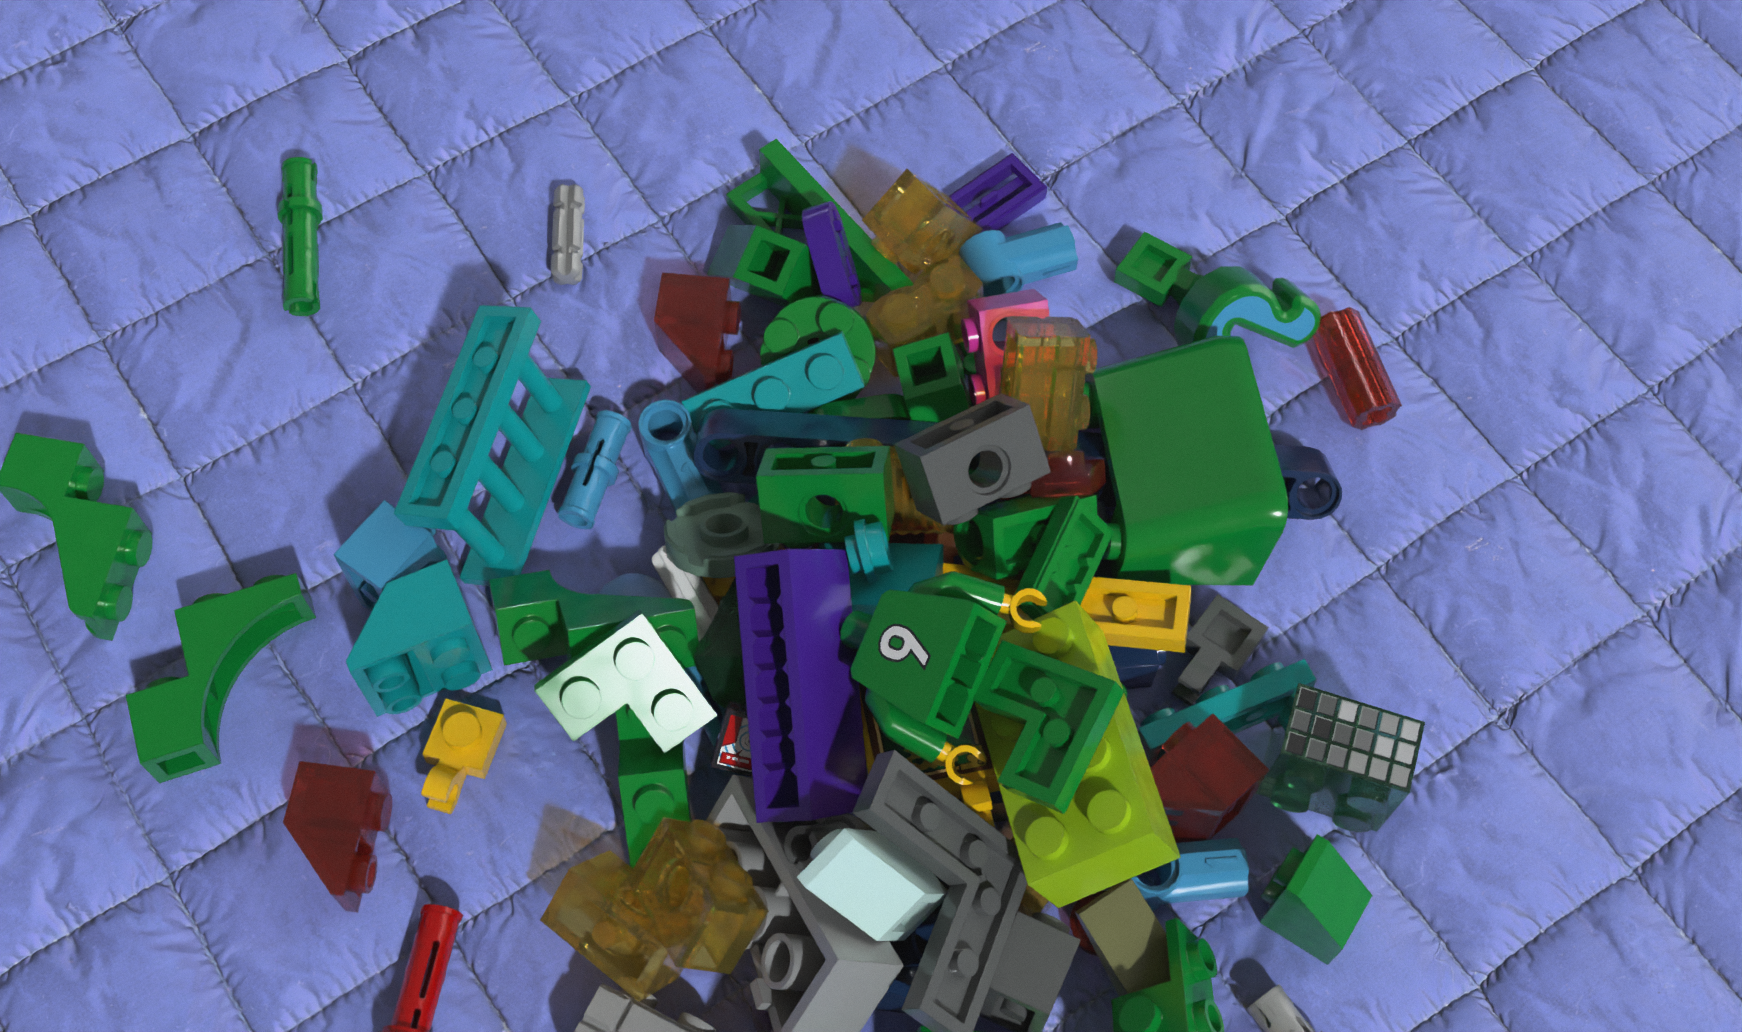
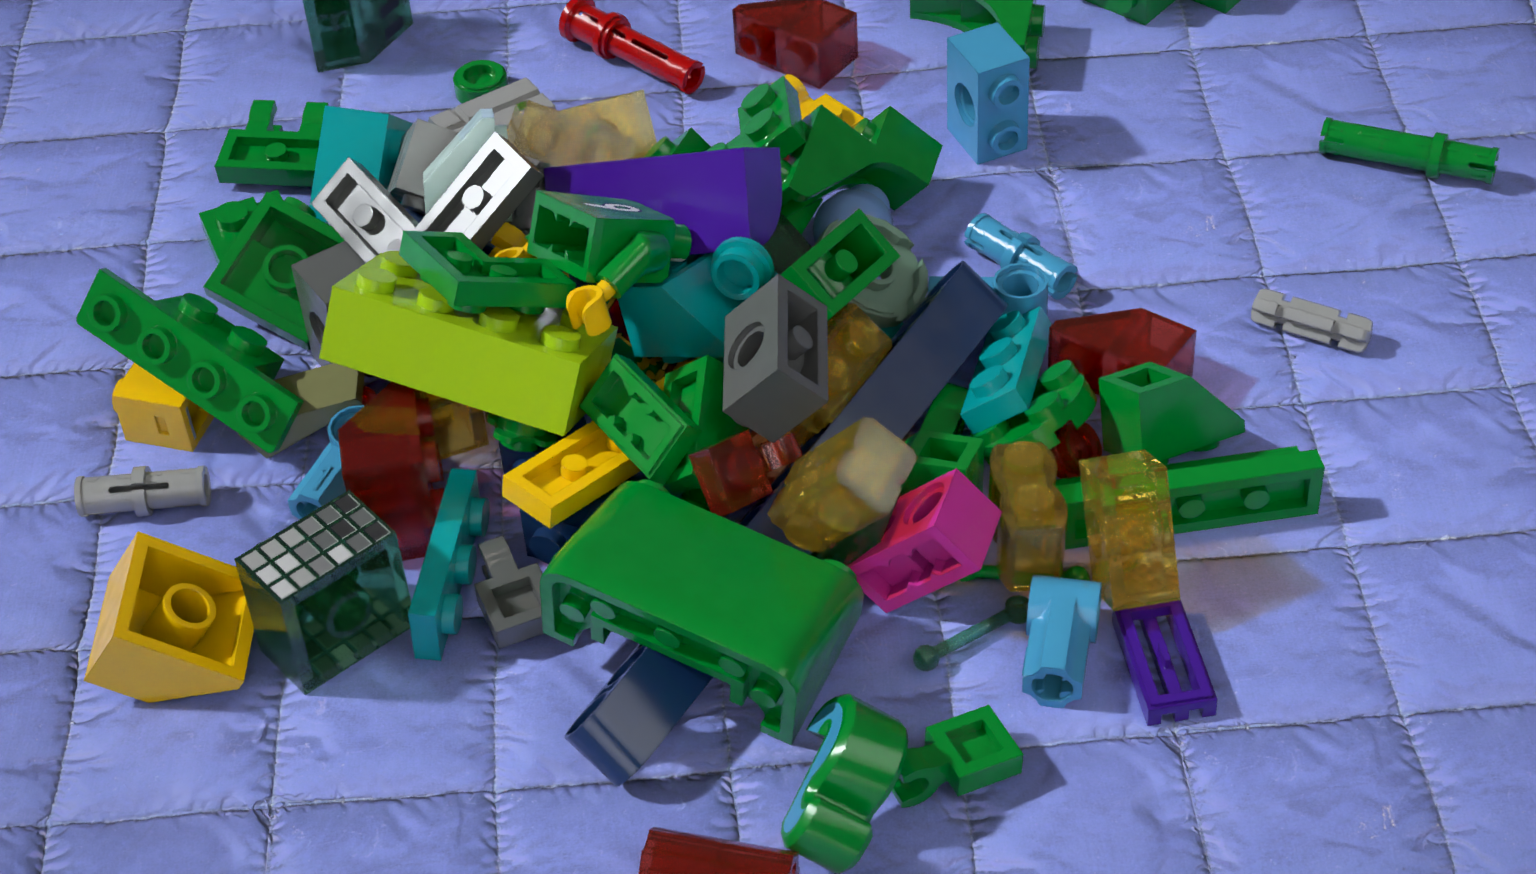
camera: 125 degrees right, 20 degrees down
(417, 642) = (912, 76): teal slope -> none
(462, 435) = (1091, 121): teal fence -> none
(831, 254) = (1130, 424): dark purple beam -> none
(1315, 900) = (232, 507): green slope -> none
(1436, 886) = (170, 625): none -> yellow slope

